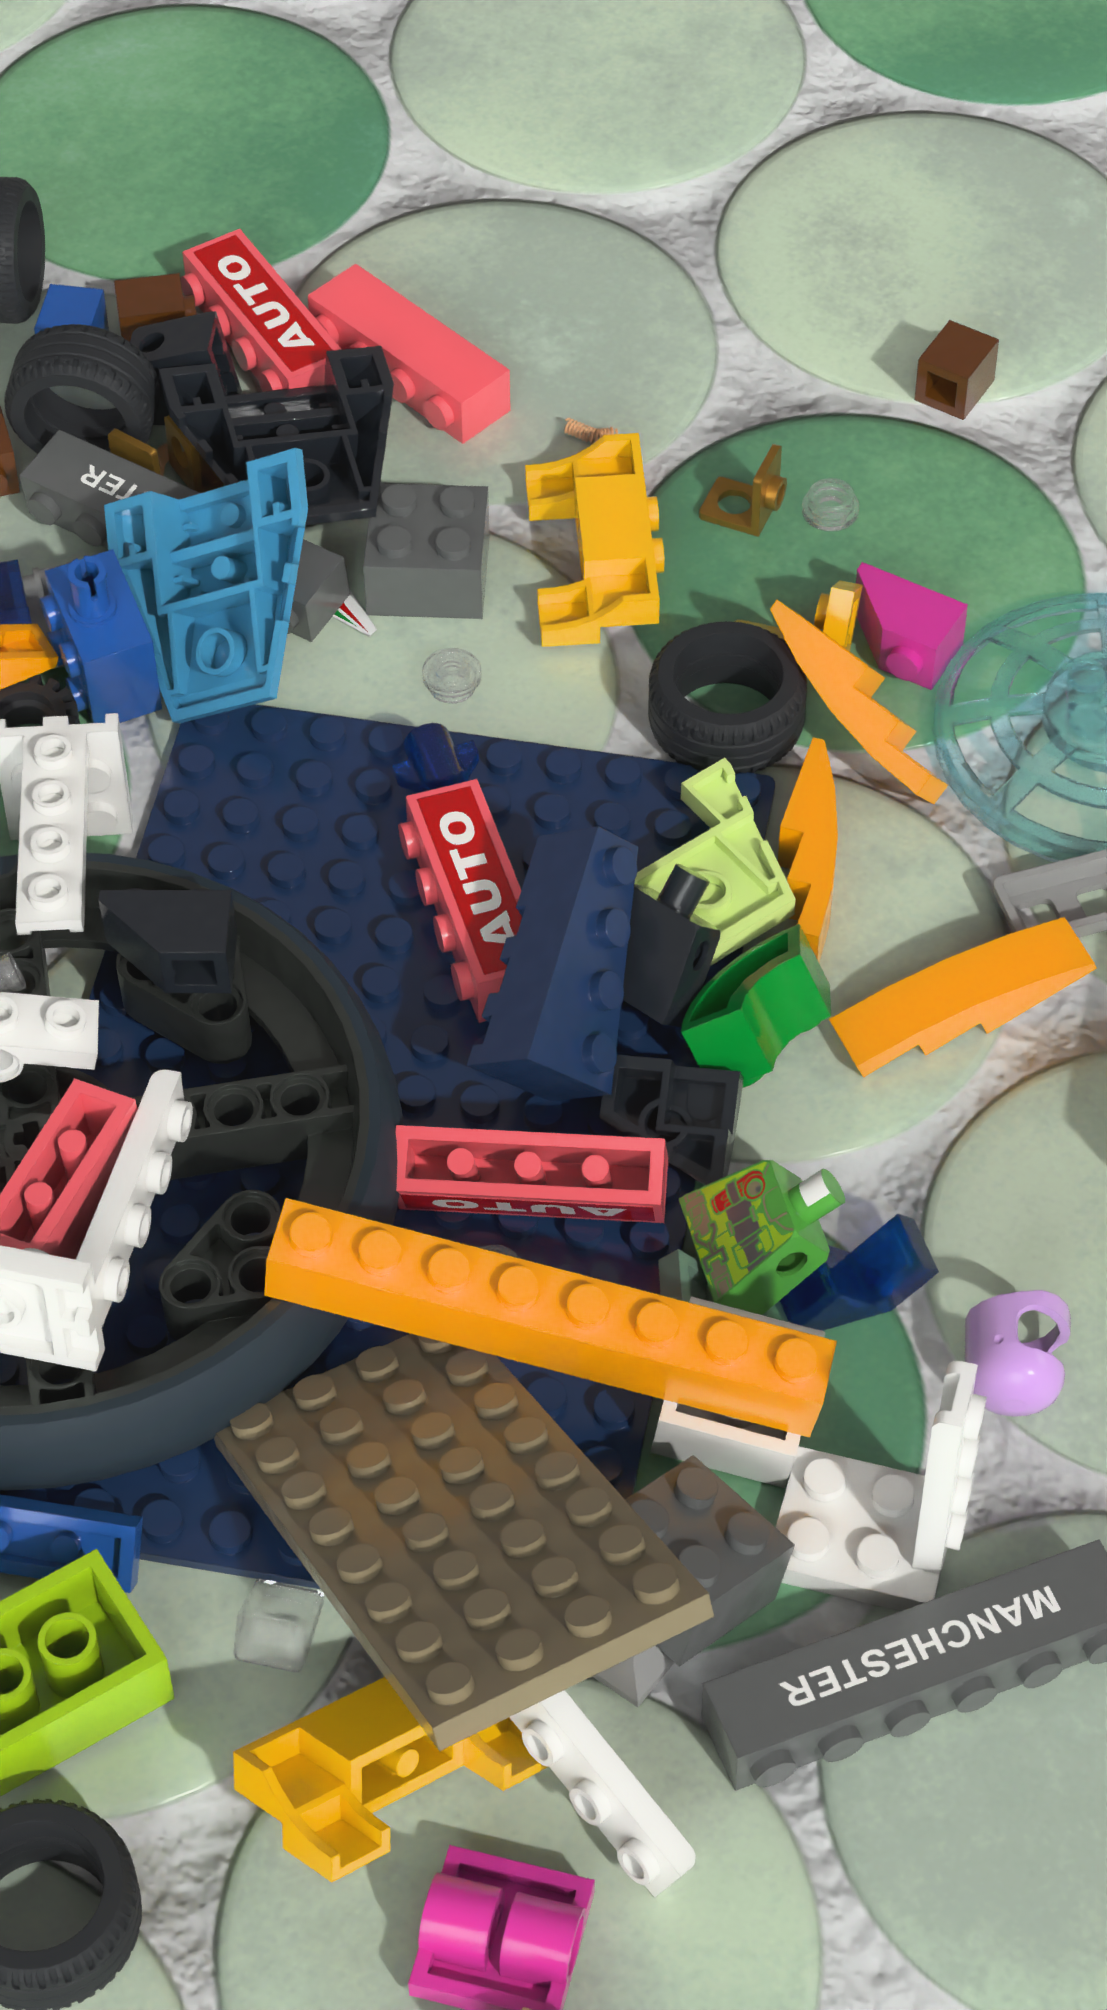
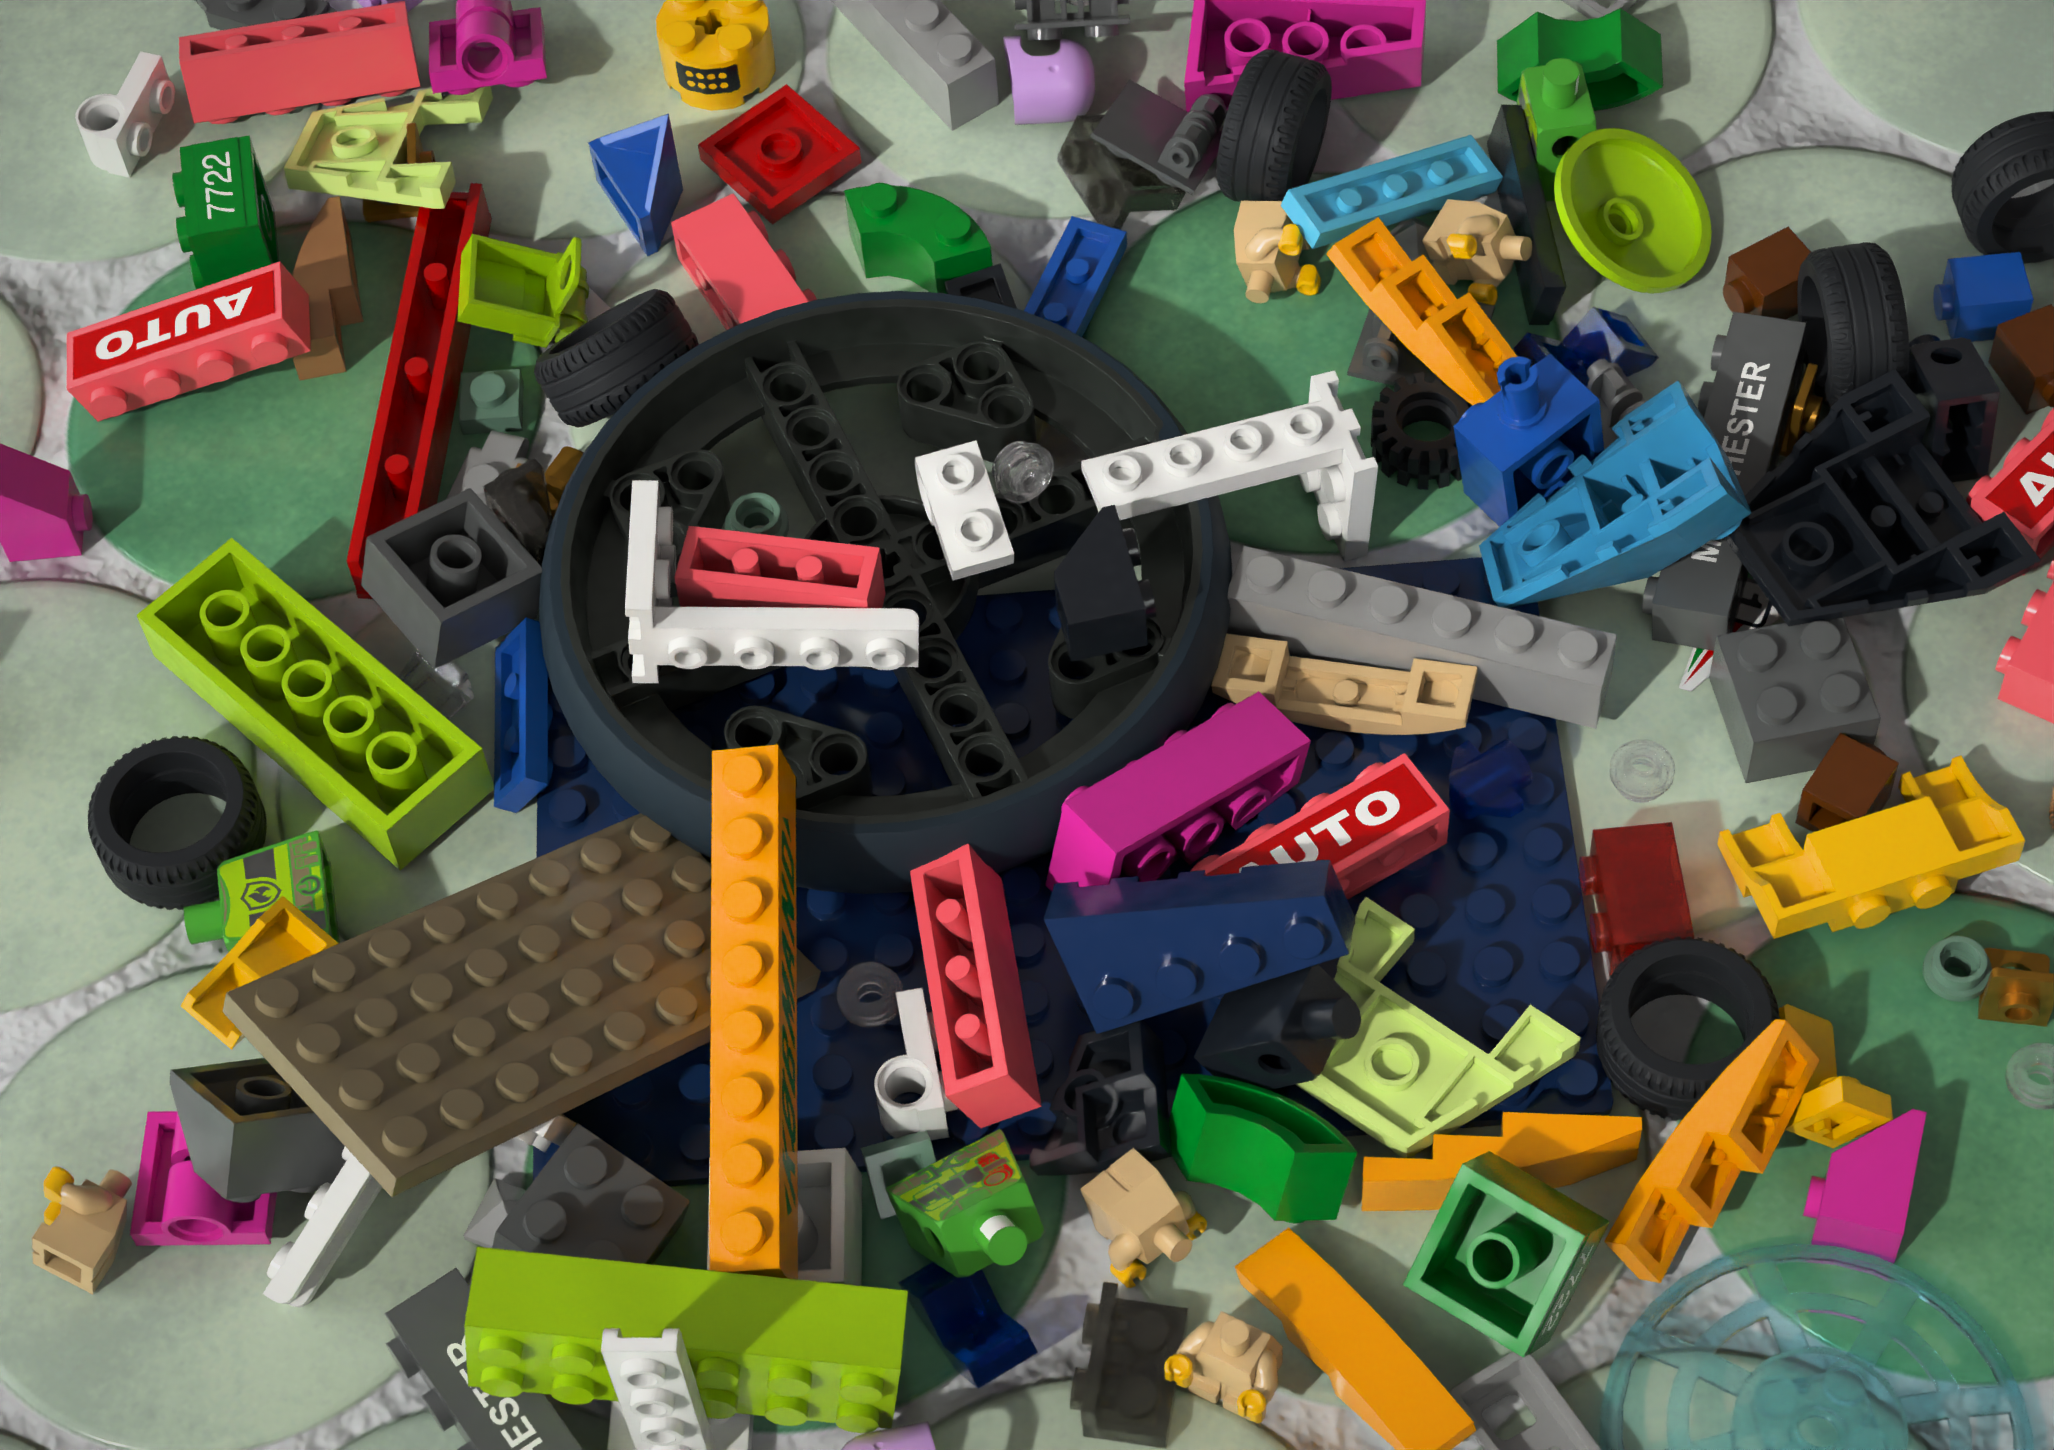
camera: 80 degrees right, 5 degrees up
(185, 1824) = (257, 880): none -> torso
(280, 757) = (1386, 624): none -> light grey brick
(315, 825) = (1345, 695): none -> tan slope
(402, 984) = (1178, 796): none -> dark pink wedge
(488, 1836) = (252, 1131): none -> dark grey slope
(531, 544) = (1846, 785): none -> reddish brown brick
(586, 700) = (1635, 889): none -> clear red brick
(596, 1244) = (913, 1073): none -> white plate
(717, 527) = (1960, 953): none -> sand green plate
(796, 1115) = (1140, 1216): none -> tan piece
(862, 1471) = (751, 1339): none -> lime brick
(919, 852) = (1505, 1253): none -> green brick
(934, 1166) = (1125, 1384): none -> clear smoke bracket
(957, 1079) = (1229, 1364): none -> tan piece

